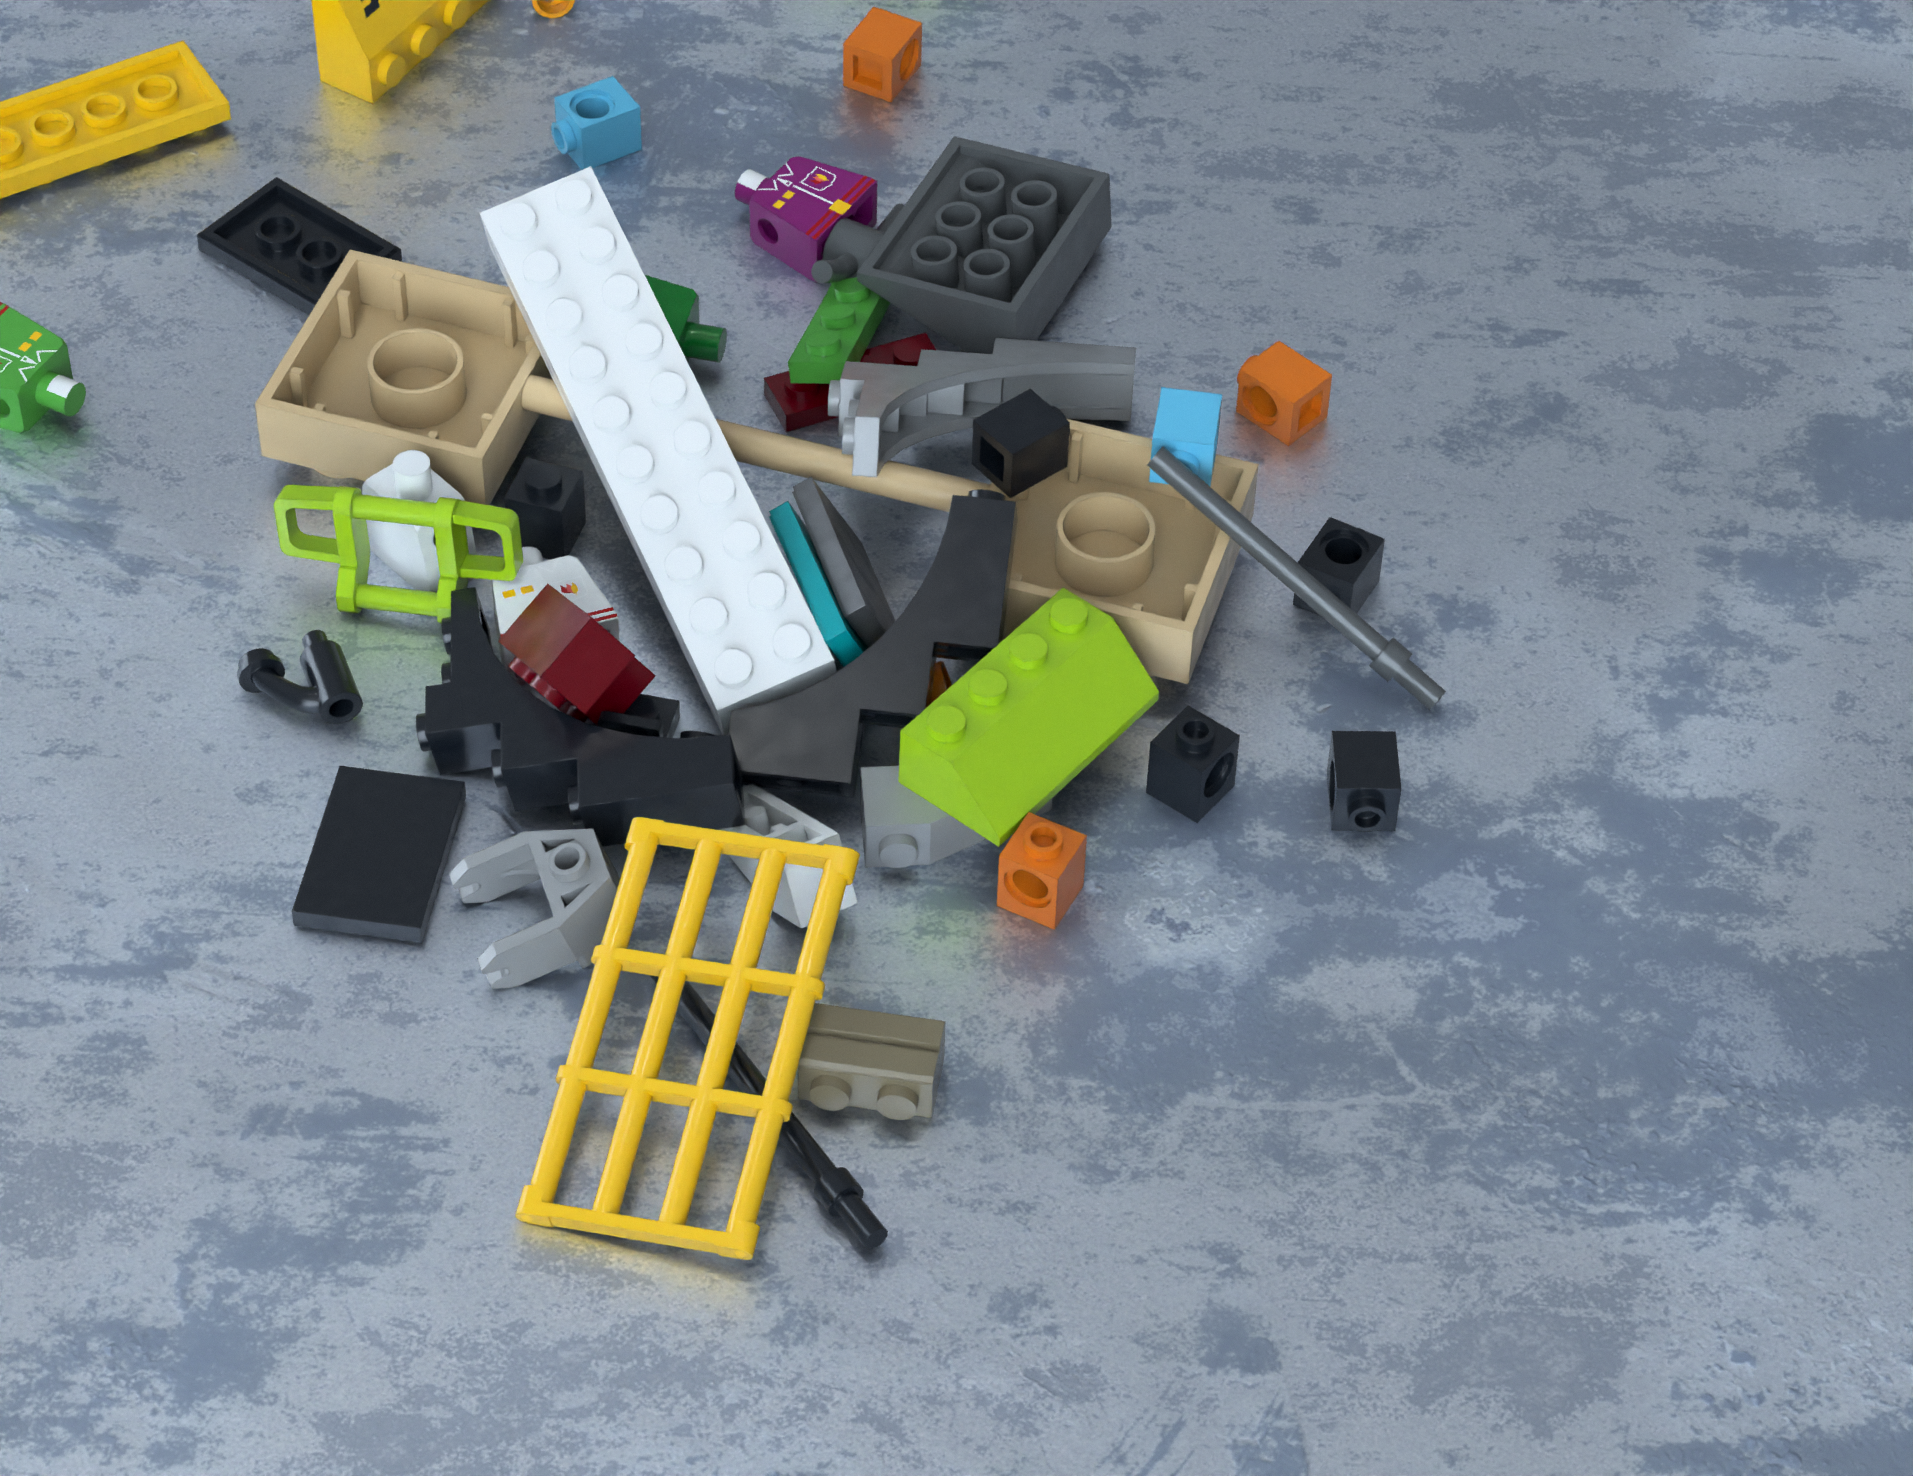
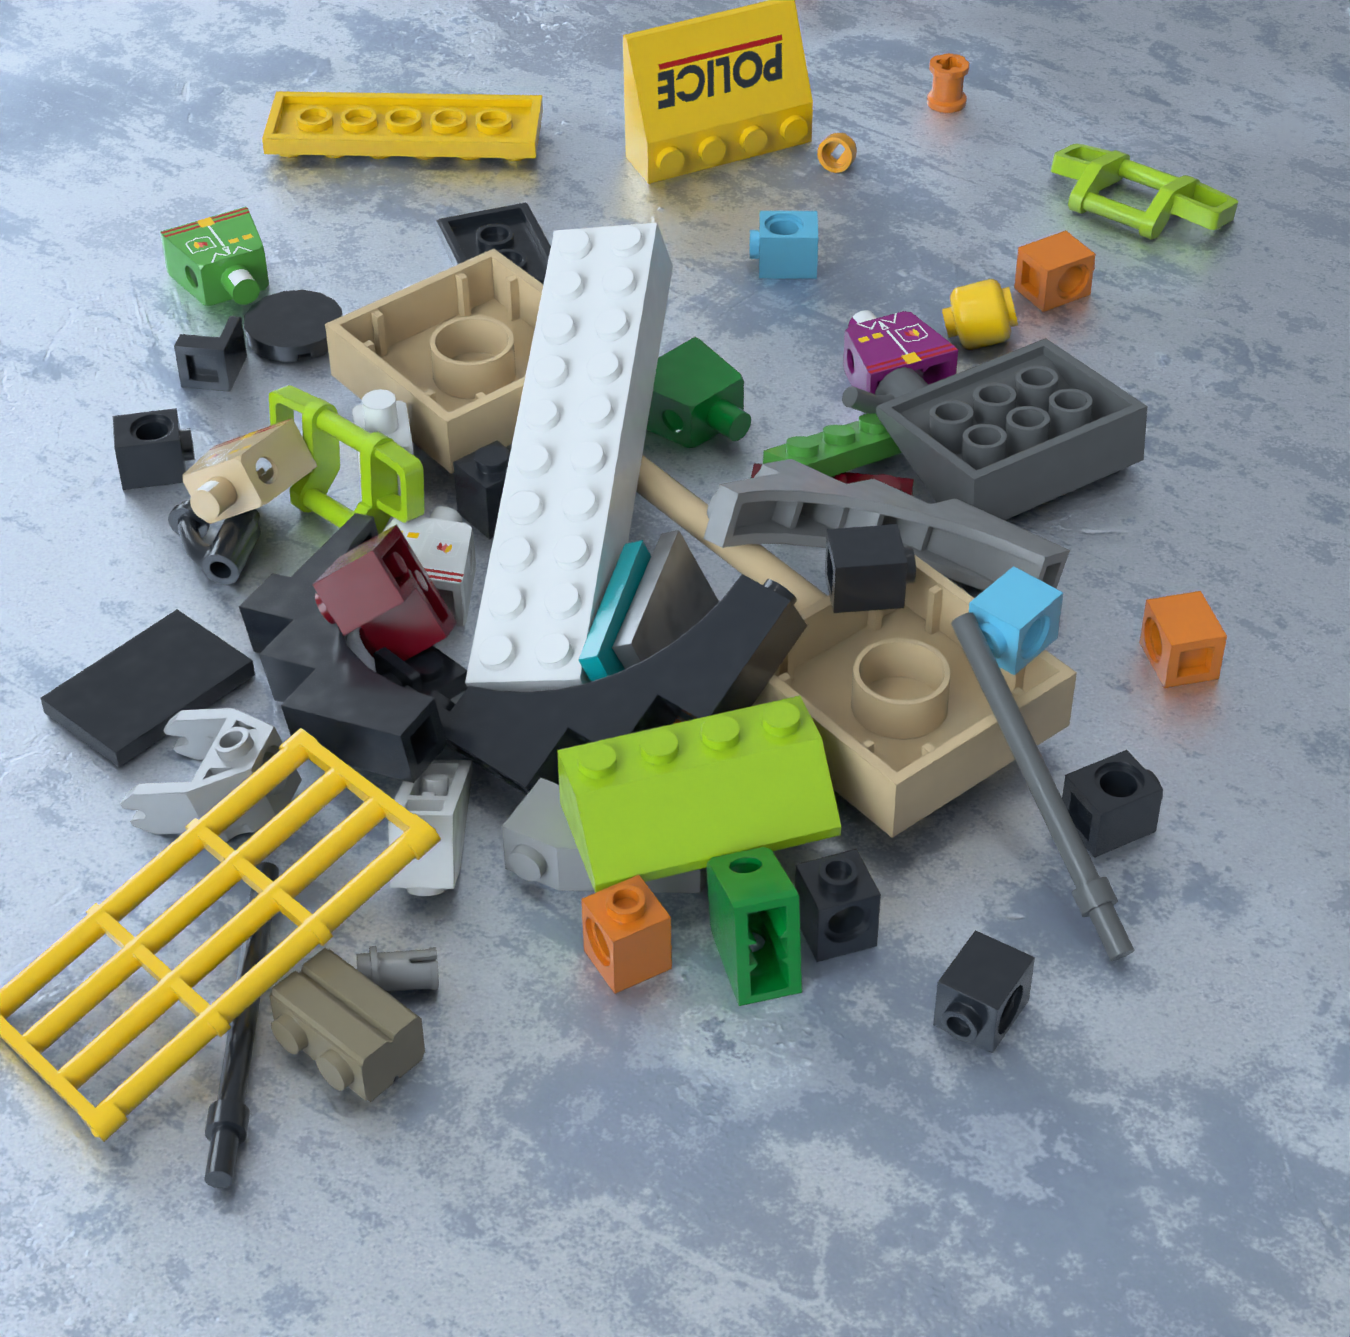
camera: 35 degrees right, 5 degrees down
(110, 494) = (211, 361): none -> black panel
(148, 614) = (151, 448): none -> black brick
(153, 416) = (290, 324): none -> black tile
(301, 594) = (227, 479): none -> tan torso
(851, 130) = (980, 314): none -> yellow head
(872, 991) = (400, 969): none -> light grey pin
(1144, 809) = (755, 895): none -> green torso

